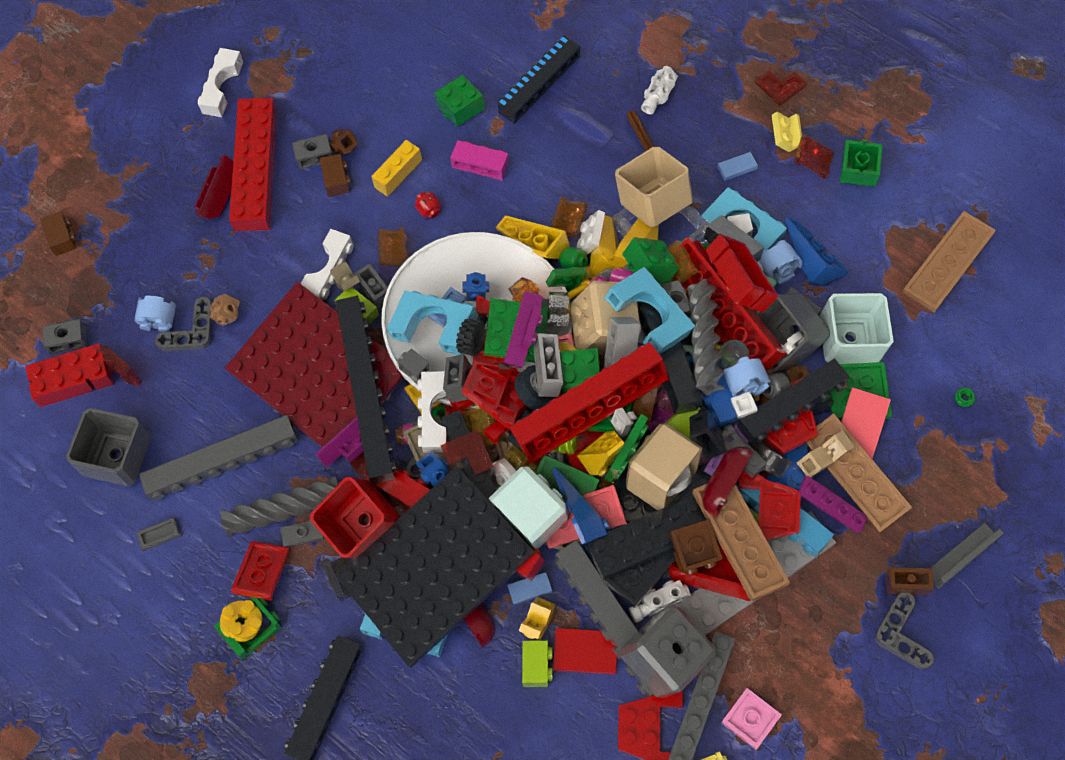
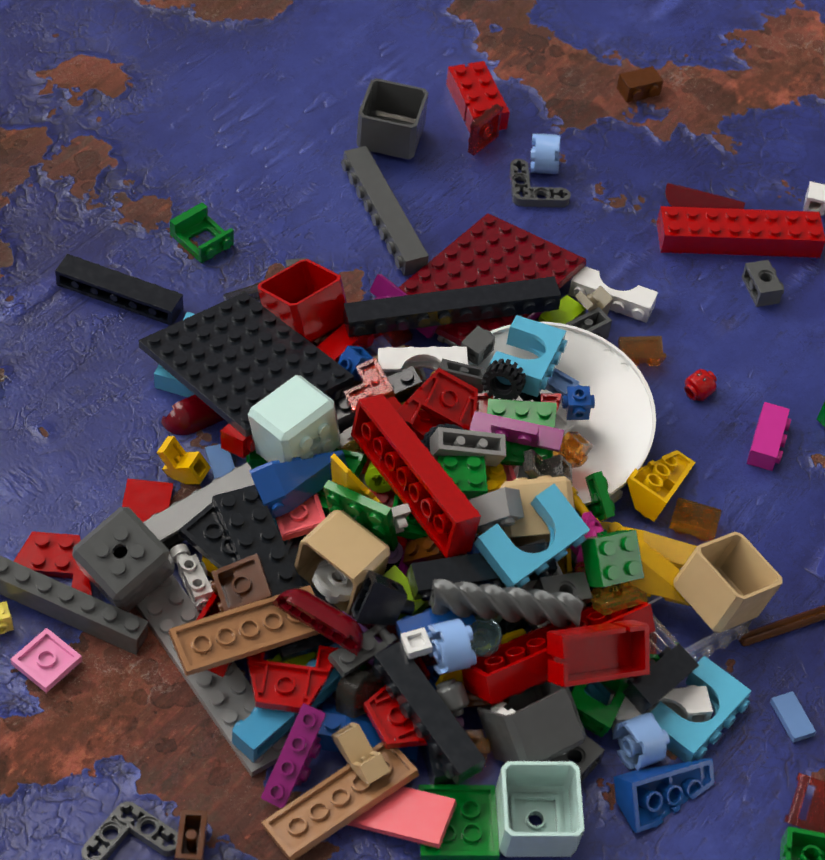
camera: 80 degrees right, 15 degrees down
(56, 343) = (521, 93): dark grey brick -> none
(158, 534) = (306, 170): dark grey tile -> none
(224, 309) = (561, 206): medium nougat brick -> none
(240, 609) = (207, 211): yellow plate -> none
(260, 570) = (258, 239): red tile -> none
(278, 508) = (320, 244): dark grey piece -> none
(334, 175) = (732, 301): reddish brown brick -> none
(348, 141) = (773, 311): reddish brown brick -> none
(396, 168) = (747, 356): yellow brick -> none
(535, 664) = (134, 461): lime brick -> none
(573, 257) = (634, 516): green head -> none
(591, 232) = (678, 532): white plate -> none

